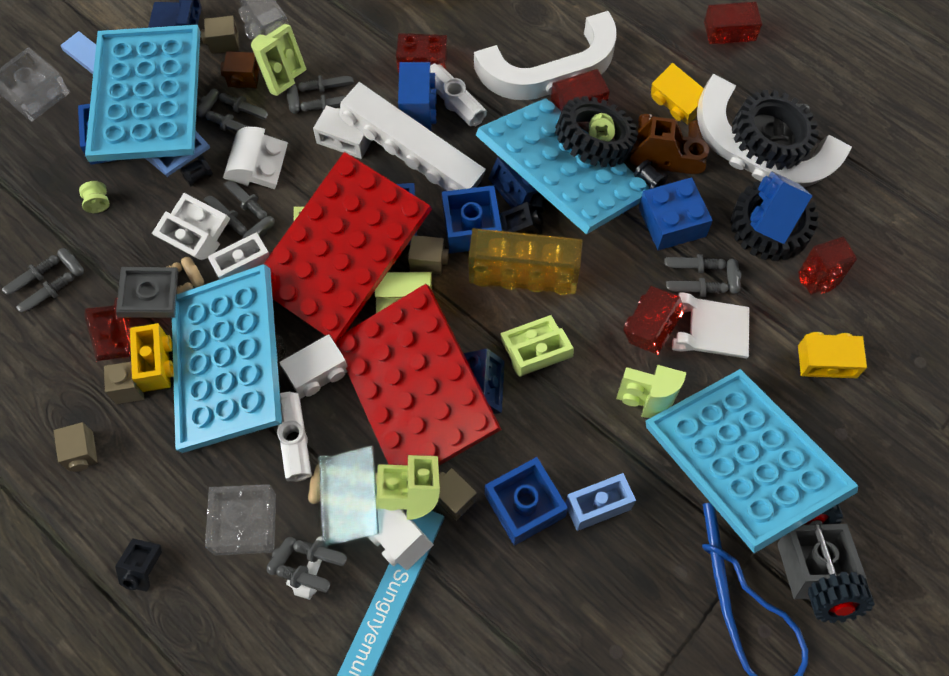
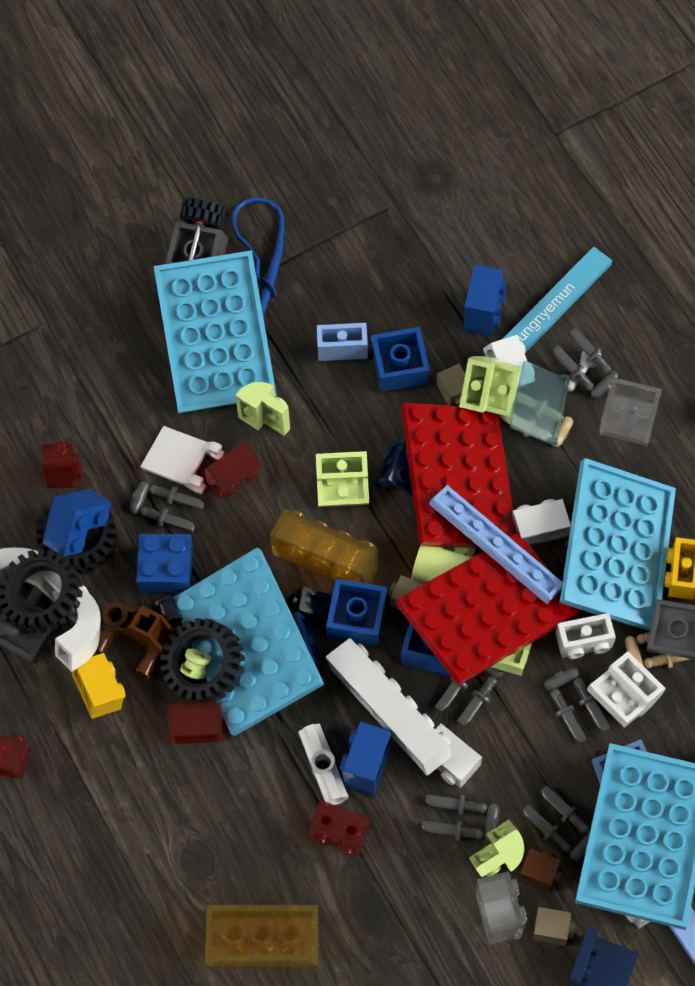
camera: 160 degrees left, 0 degrees up
(255, 158) = (549, 753): white brick -> none
(294, 452) = (574, 452): white piece -> none
(351, 305) = (496, 544): none -> light blue tile
(451, 606) = (484, 300): none -> blue brick
(537, 81) = (206, 753): white arch -> none
(832, 355) = (98, 396): yellow brick -> none

